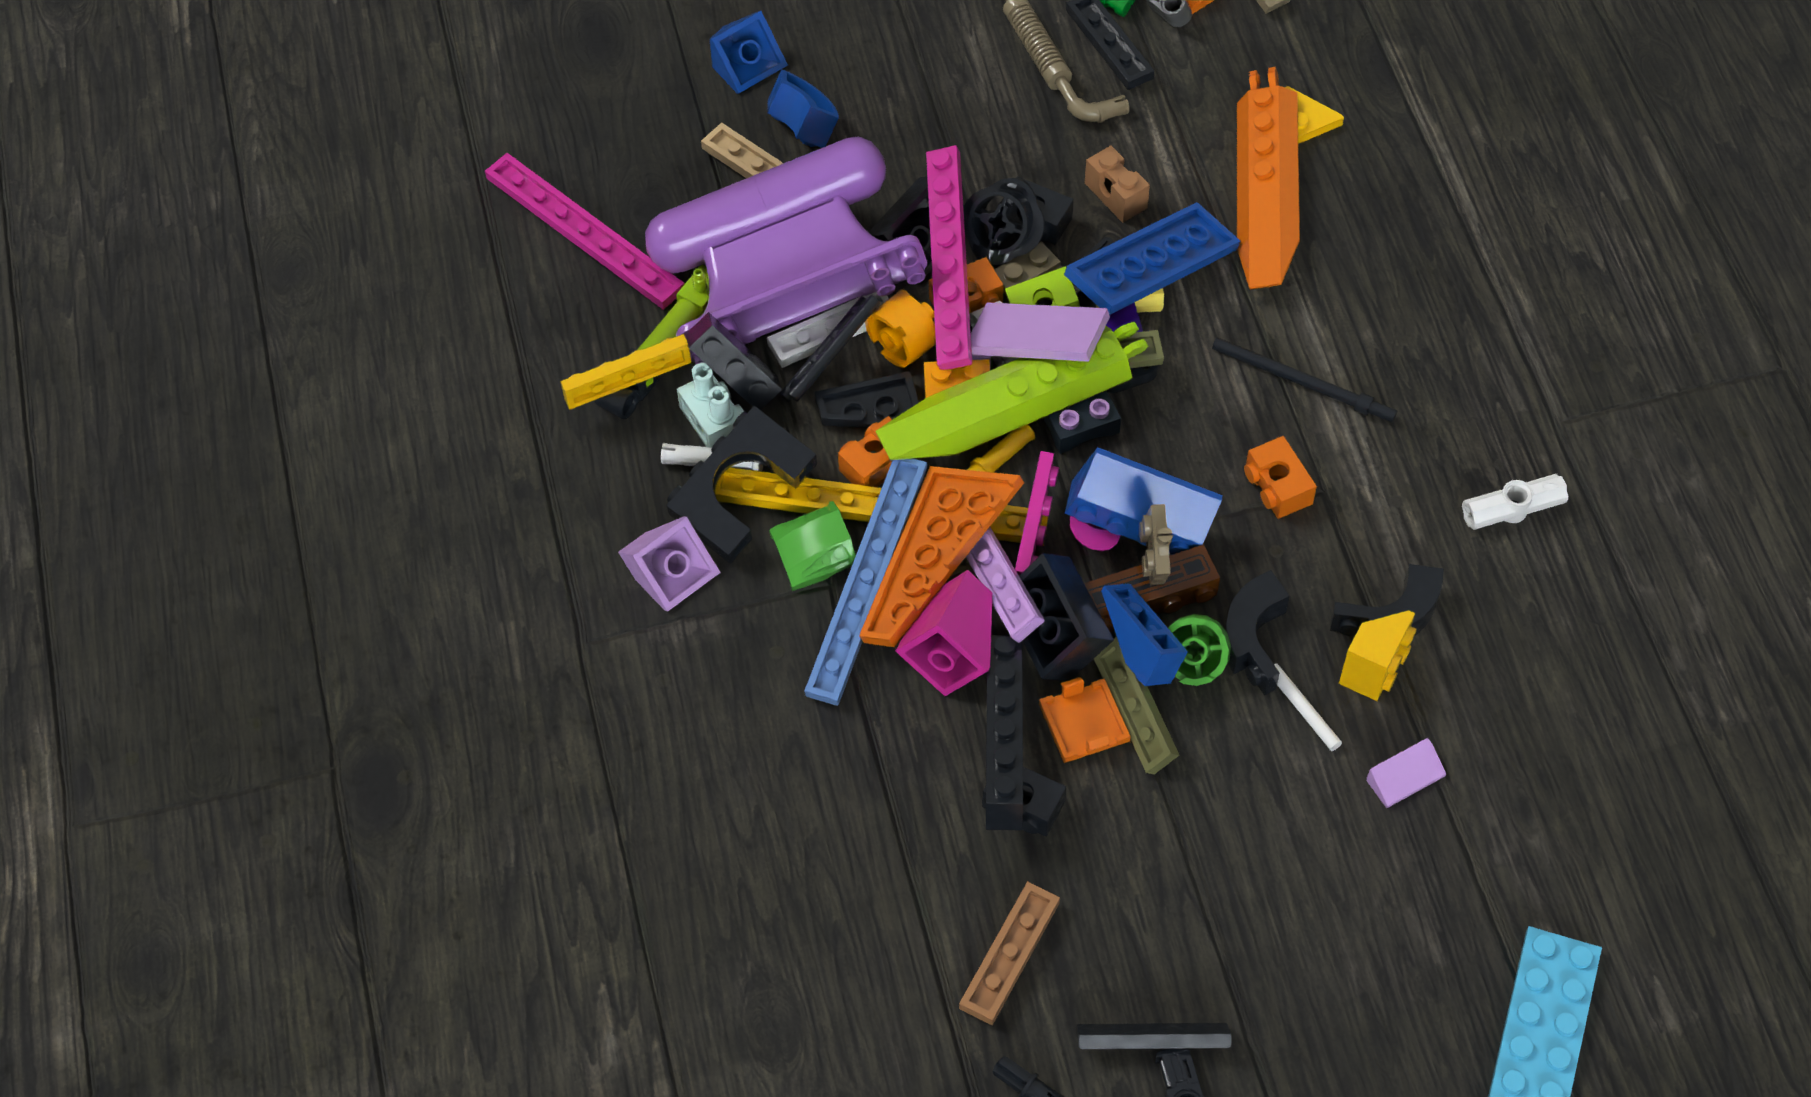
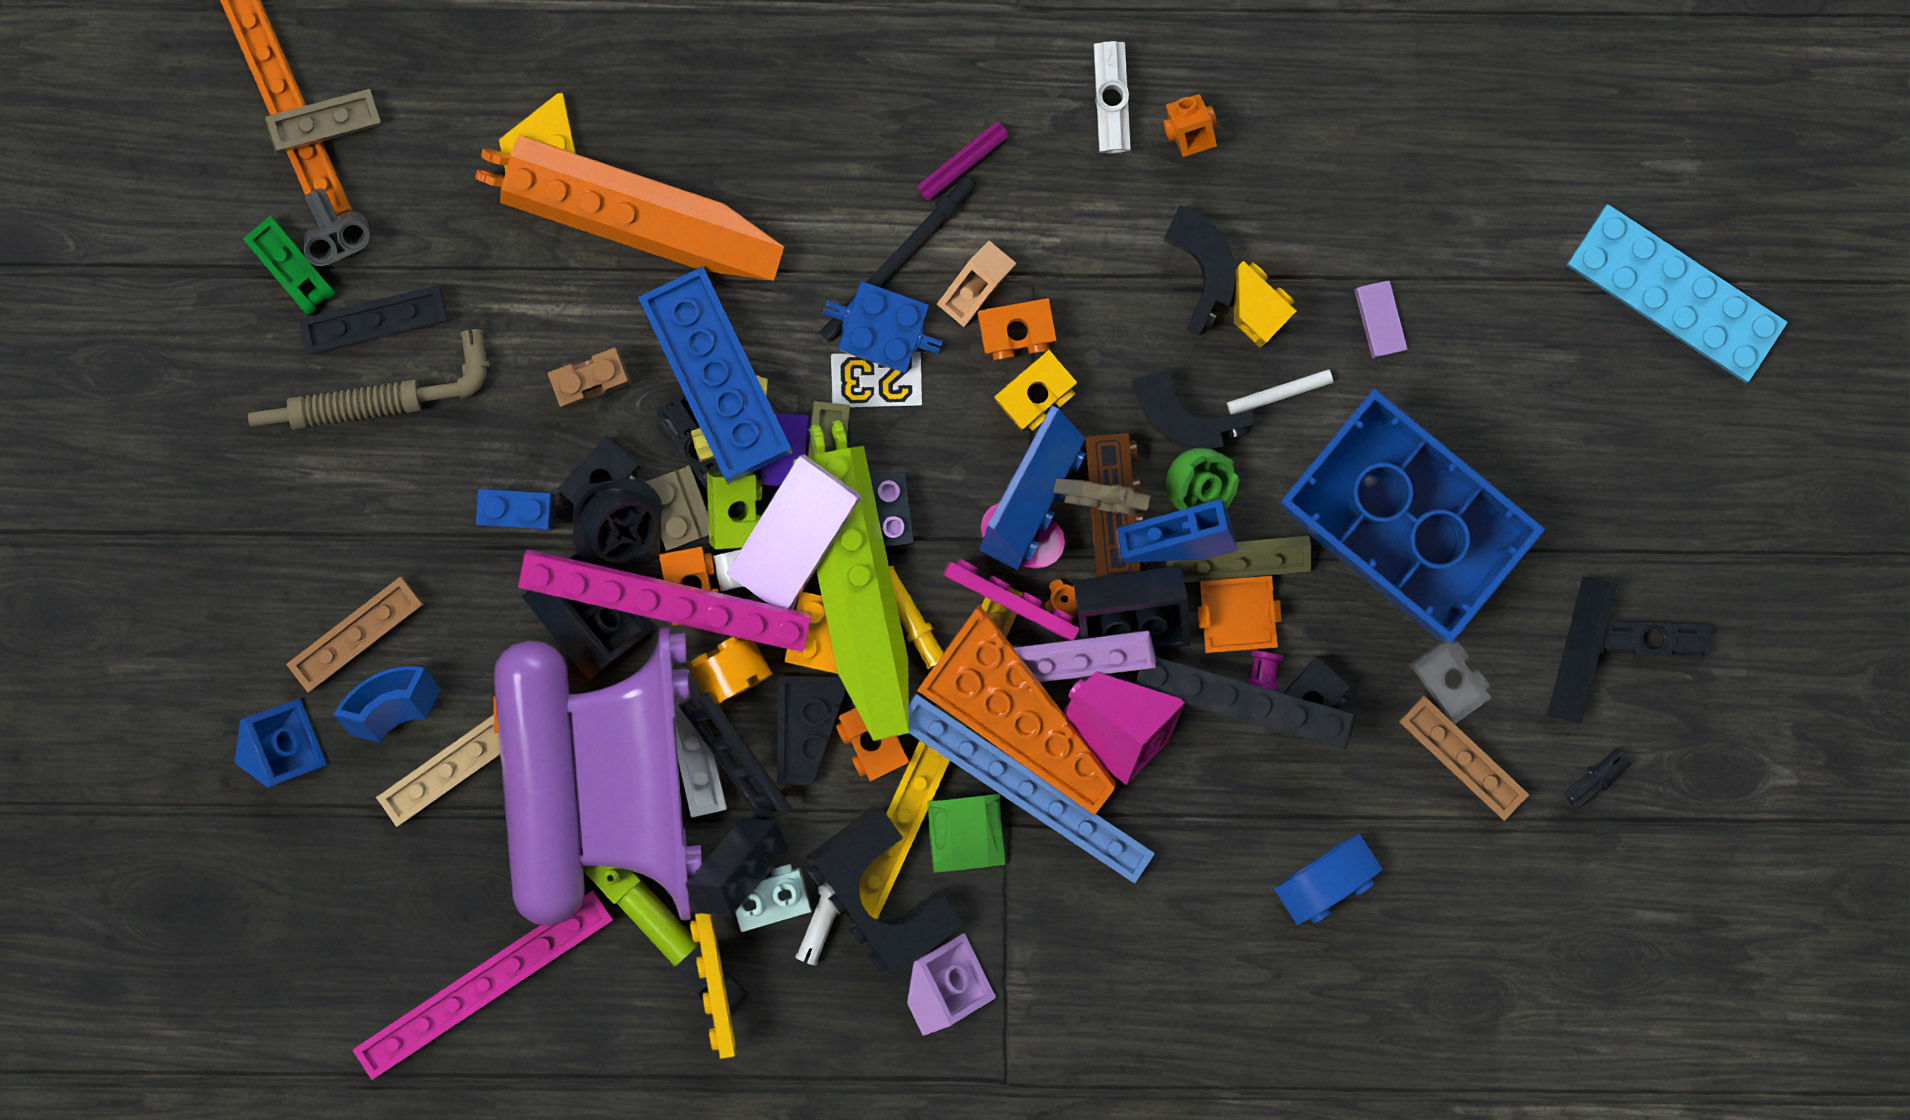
camera: 75 degrees left, 30 degrees up
(851, 83) = (355, 634): none -> medium nougat plate
(854, 854) = (1328, 880): none -> blue brick
(988, 154) = (515, 509): none -> blue brick
(1040, 753) = (1265, 669): none -> magenta bush
(1090, 901) = (1431, 670): none -> clear brick
(1193, 392) = (870, 385): none -> sticker
(1227, 817) = (1410, 518): none -> blue brick
(1240, 378) = (882, 327): none -> blue plate
(1248, 505) = (1044, 371): none -> yellow brick
(1312, 436) = (976, 283): none -> light nougat slope
(1409, 407) = (962, 161): none -> magenta axle
(1519, 564) = (1191, 125): none -> orange brick

